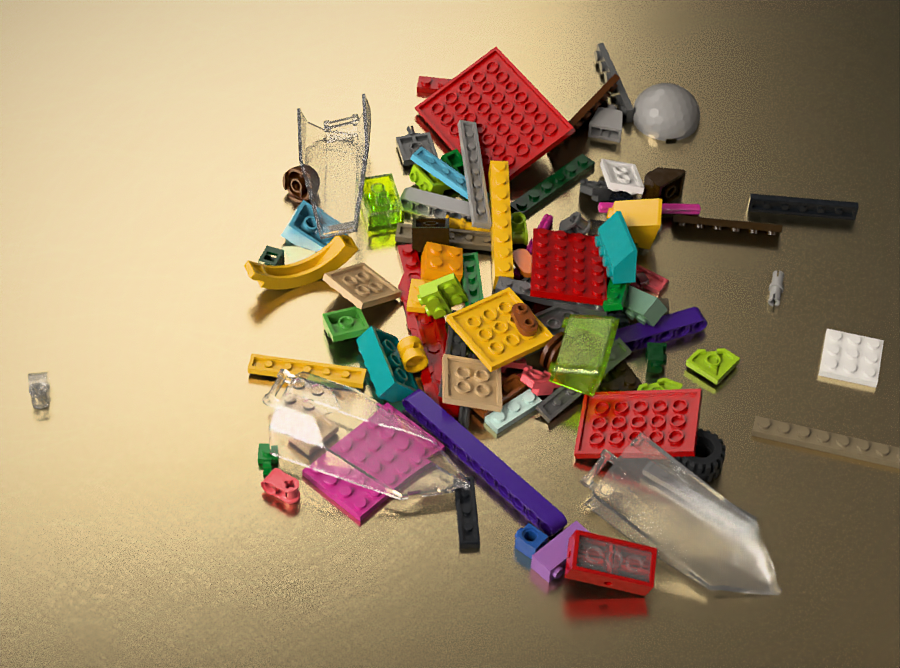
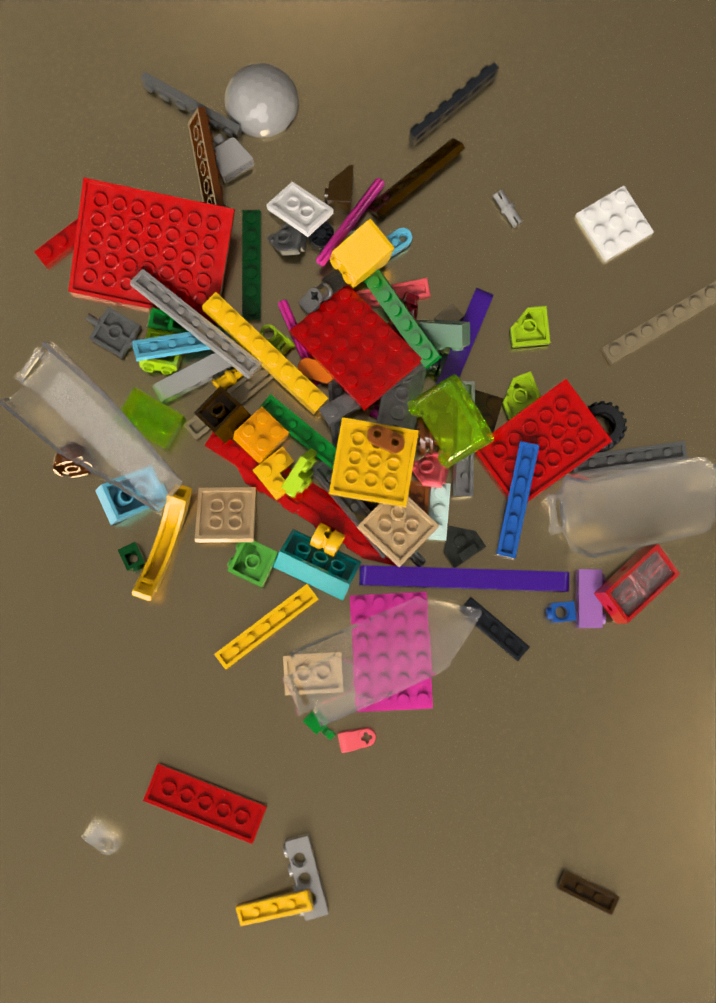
camera: 45 degrees left, 35 degrees up
(91, 527) = (275, 907): none -> yellow tile
(131, 431) = (205, 803): none -> red plate
(147, 522) = (303, 845): none -> light grey brick
(506, 443) = (462, 545): none -> pearl dark grey plate
(580, 442) = (518, 499): none -> blue plate
(617, 249) = (386, 304): teal slope -> none
(655, 357) = (489, 365): dark green brick -> none
(669, 245) = (394, 239): none -> medium azure plate

